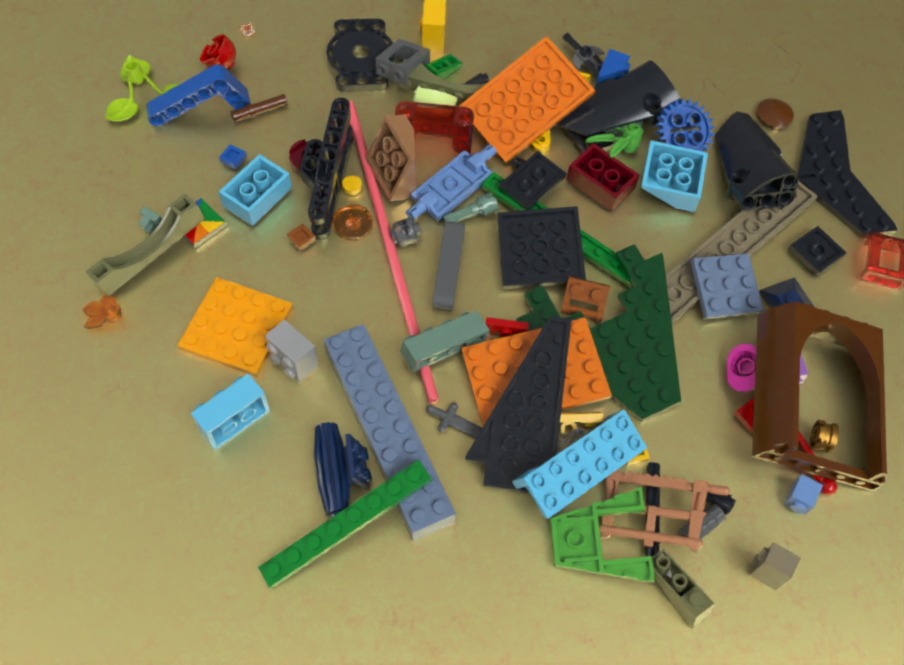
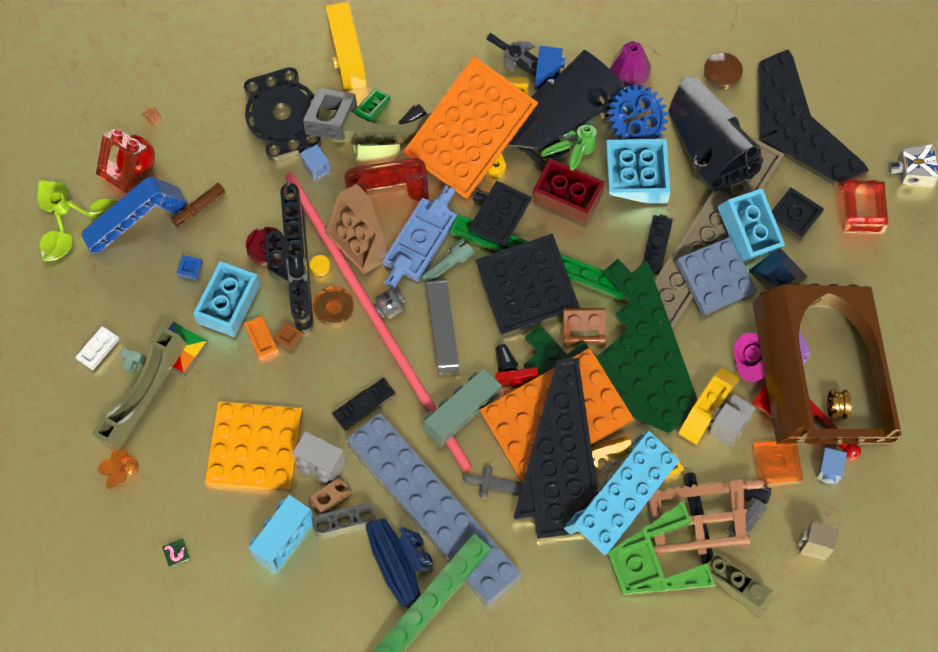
camera: 10 degrees left, 5 degrees up
(123, 203) = (97, 348): none -> white plate
(126, 403) = (176, 553): none -> clear green tile
(211, 41) = (108, 170): none -> clear red panel
(276, 232) = (260, 337): none -> orange tile
(289, 410) = (333, 518): none -> dark grey beam
(290, 390) = (329, 496): none -> medium nougat leg
(352, 315) = (363, 404): none -> black plate
(376, 98) = (315, 162): none -> medium blue brick
(500, 308) = (505, 359): none -> black cone
(677, 242) = (657, 242): none -> black plate
(687, 402) = (705, 407): none -> yellow slope
(692, 84) = (631, 64): none -> magenta cone
(709, 422) = (731, 420): none -> light grey brick
(748, 478) = (777, 463): none -> clear orange plate
(772, 247) = (751, 225): none -> medium azure brick

